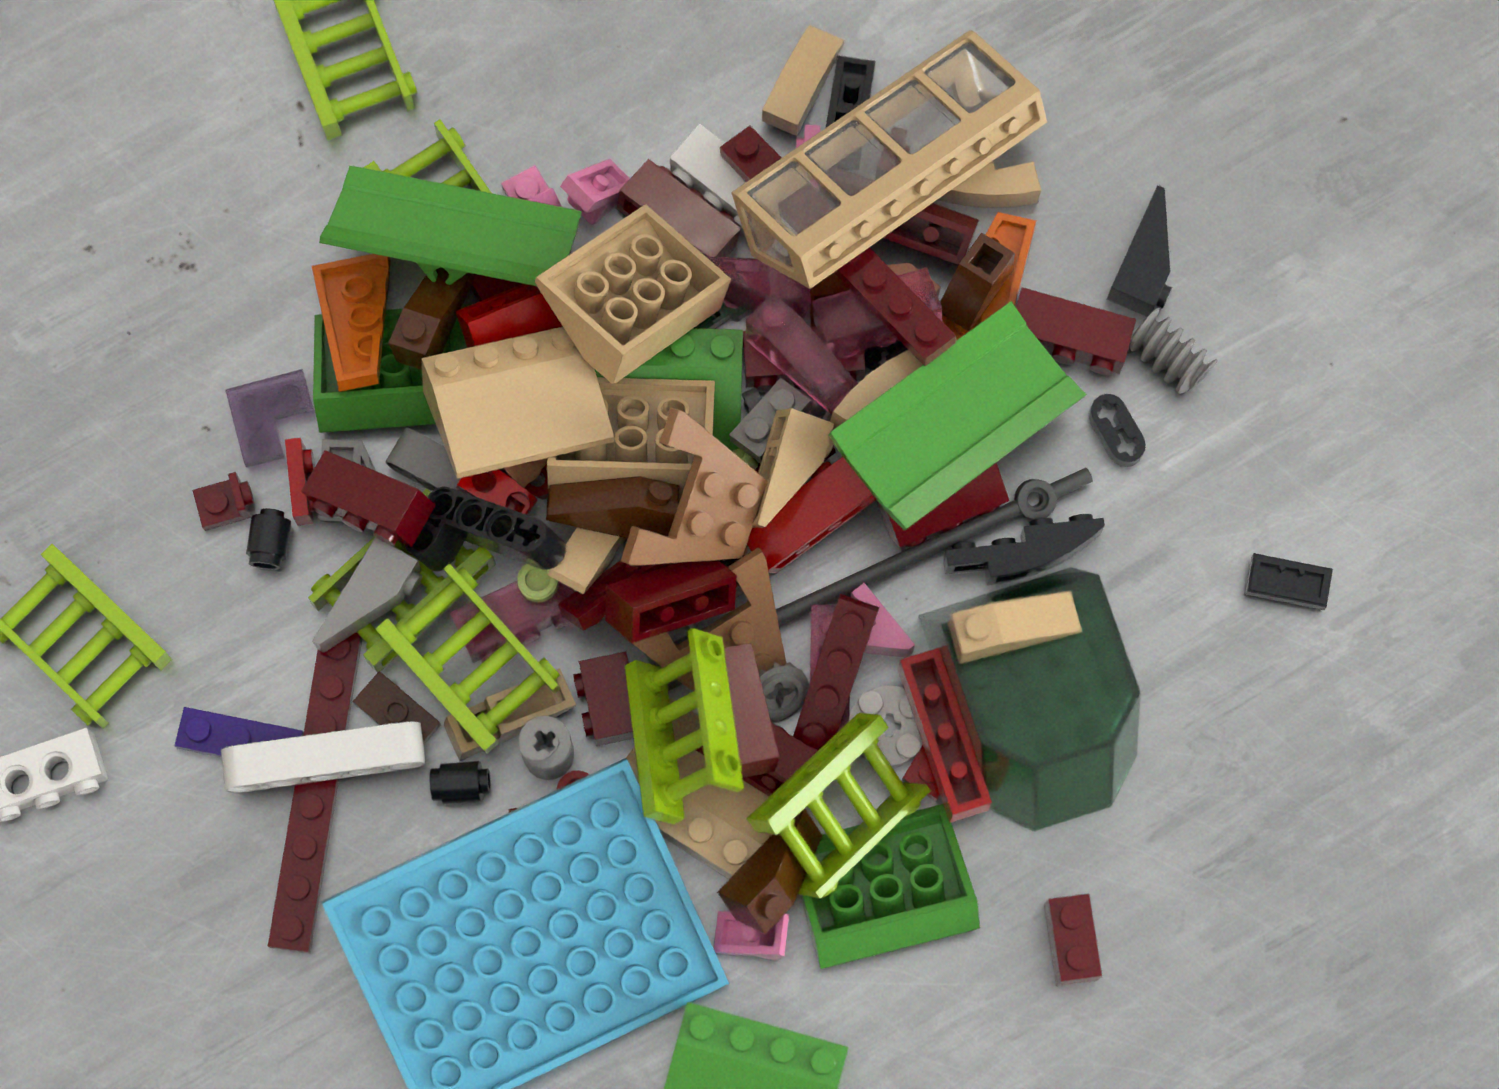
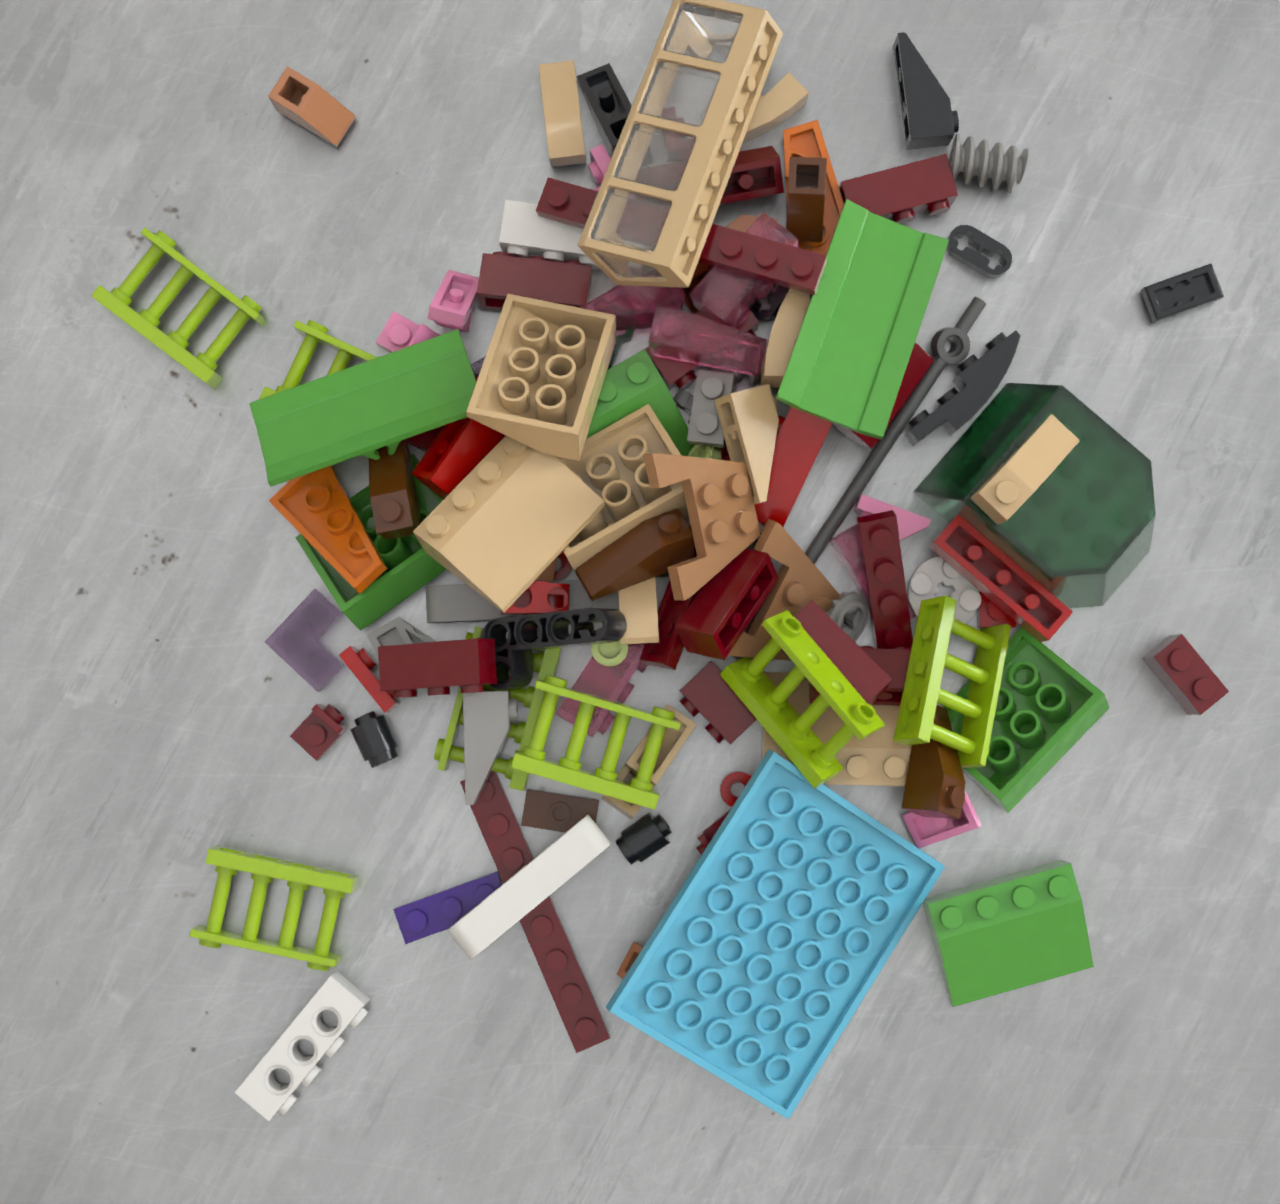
camera: 30 degrees left, 10 degrees up
(554, 734) = (703, 787): light grey piece -> none

